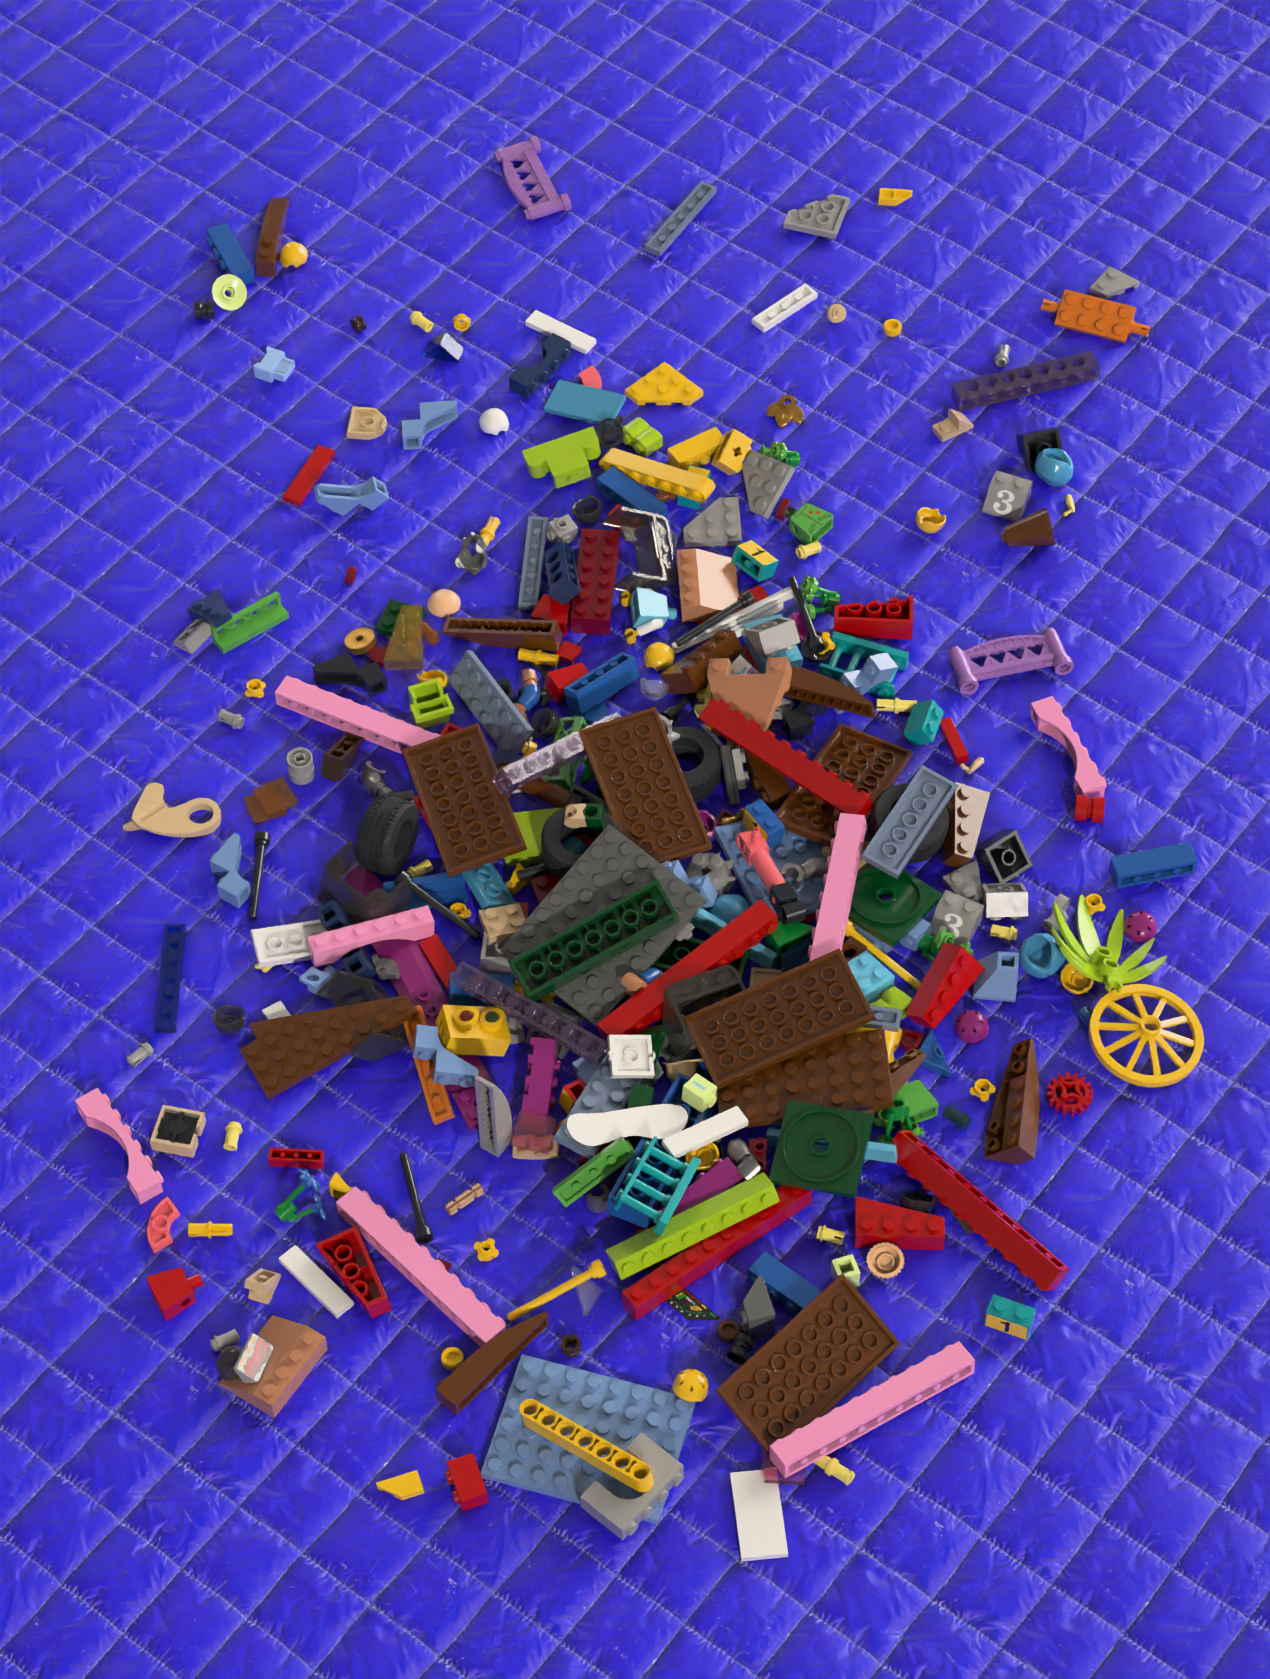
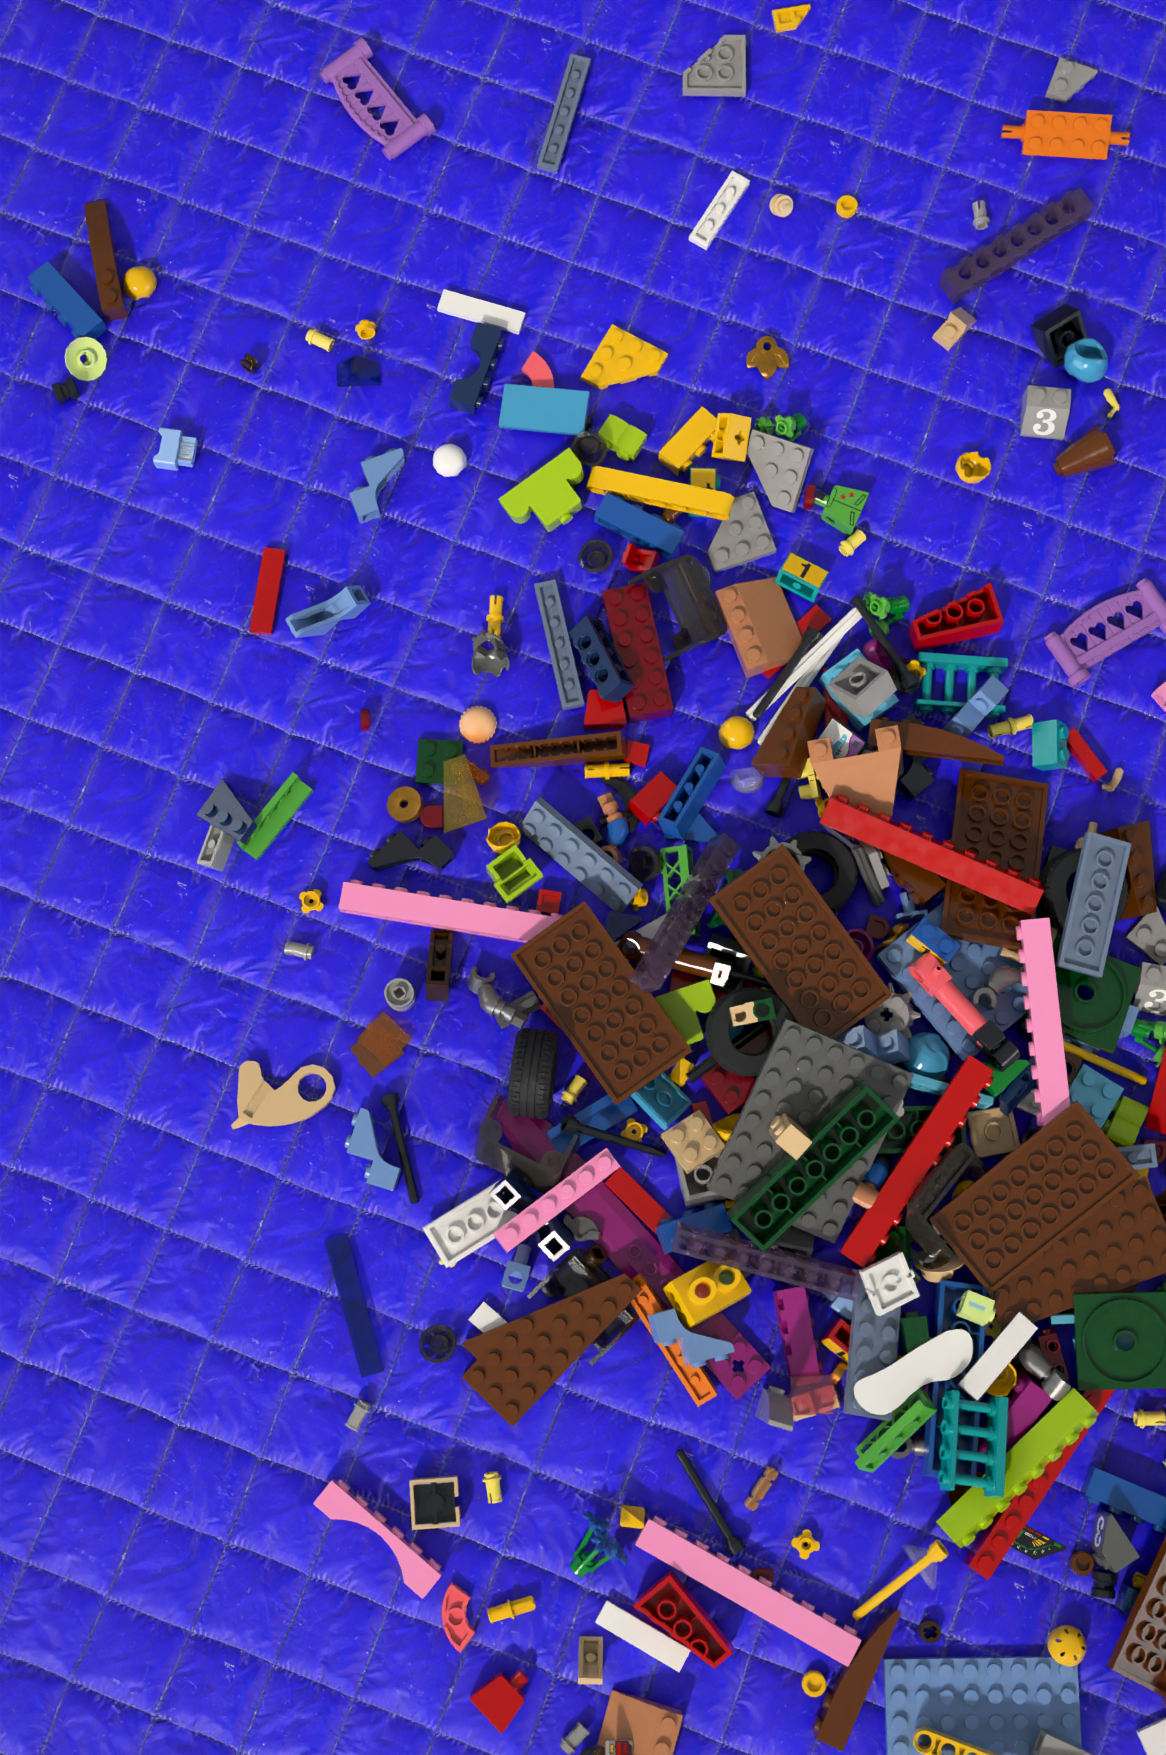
camera: 20 degrees left, 25 degrees up
(296, 1158) = (570, 1493): red piece -> none
(366, 423) = (306, 500): tan tile -> none
(388, 989) = (595, 1256): none -> dark brown bush
(562, 529) = (577, 595): light grey brick -> none
(579, 905) = (789, 1135): none -> tan brick
(648, 611) = (708, 678): torso -> none

